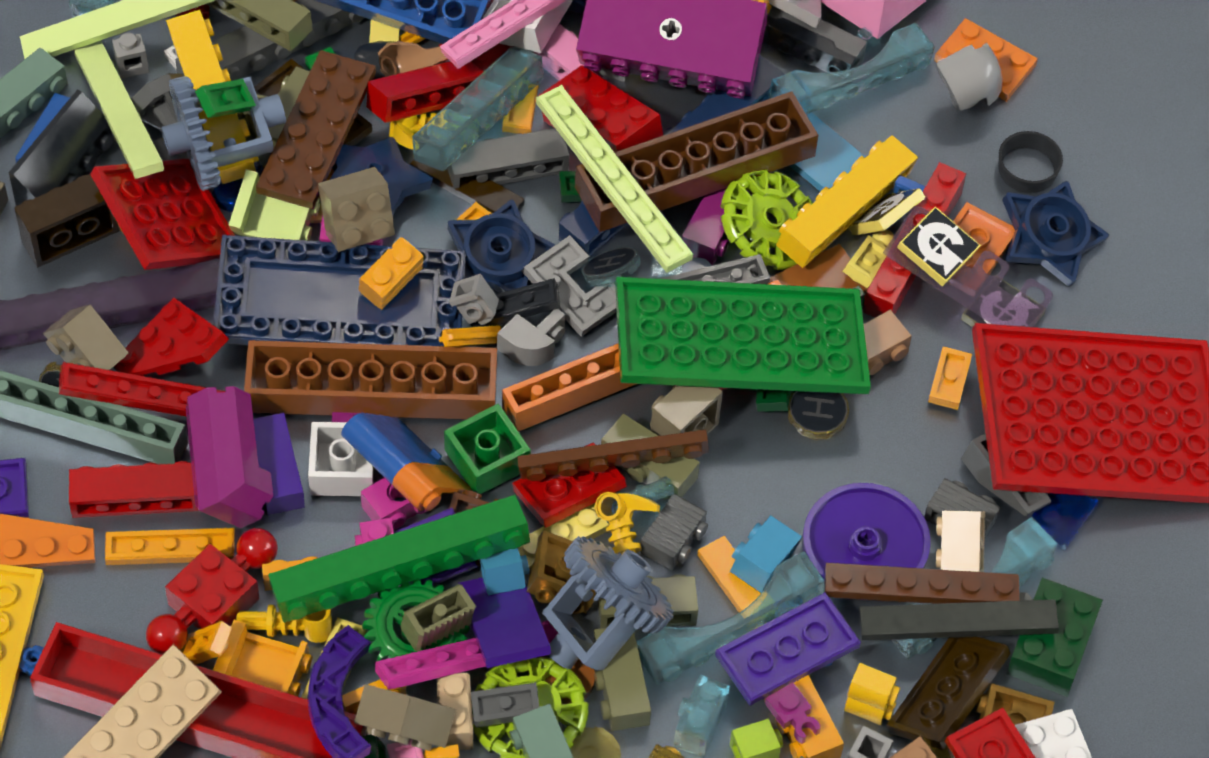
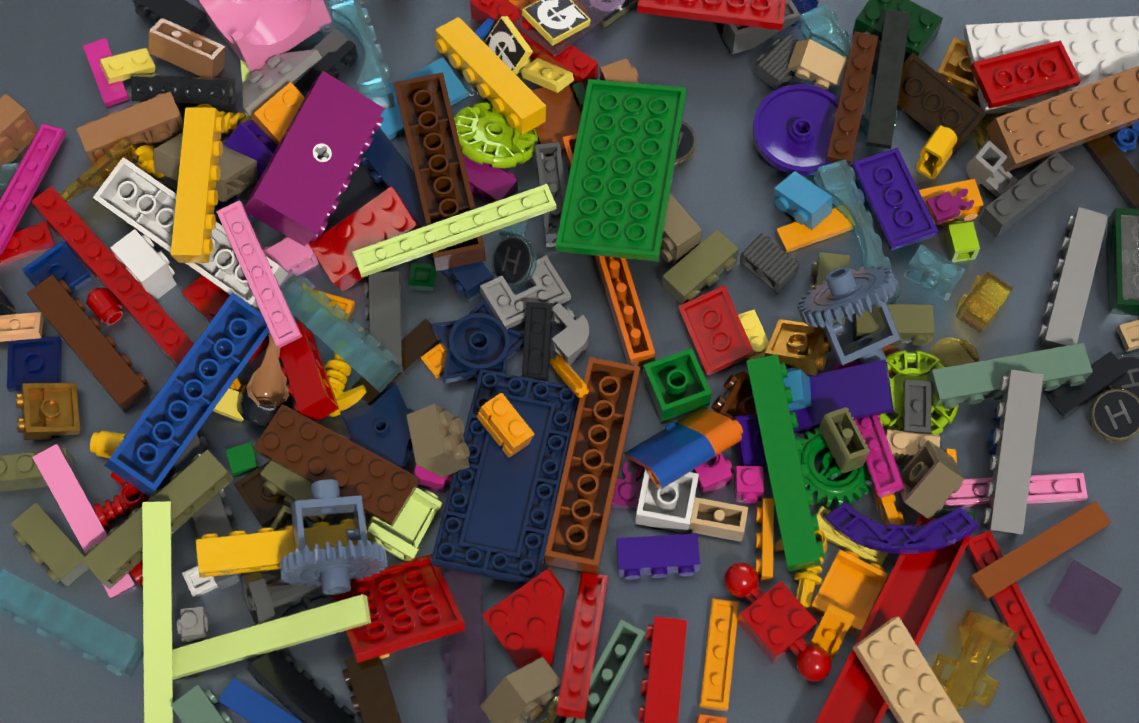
camera: 75 degrees left, 10 degrees up
(225, 98) = (324, 522): green plate -> none
(225, 456) = (662, 589): magenta brick -> none
(325, 514) = (718, 519): none -> tan brick
(476, 305) = (541, 367): light grey brick -> none
(621, 521) = (762, 297): yellow piece -> none
(622, 453) = (707, 297): reddish brown plate -> none
(654, 491) = (737, 276): clear light blue axle -> none
(950, 378) = (661, 44): light orange plate -> none

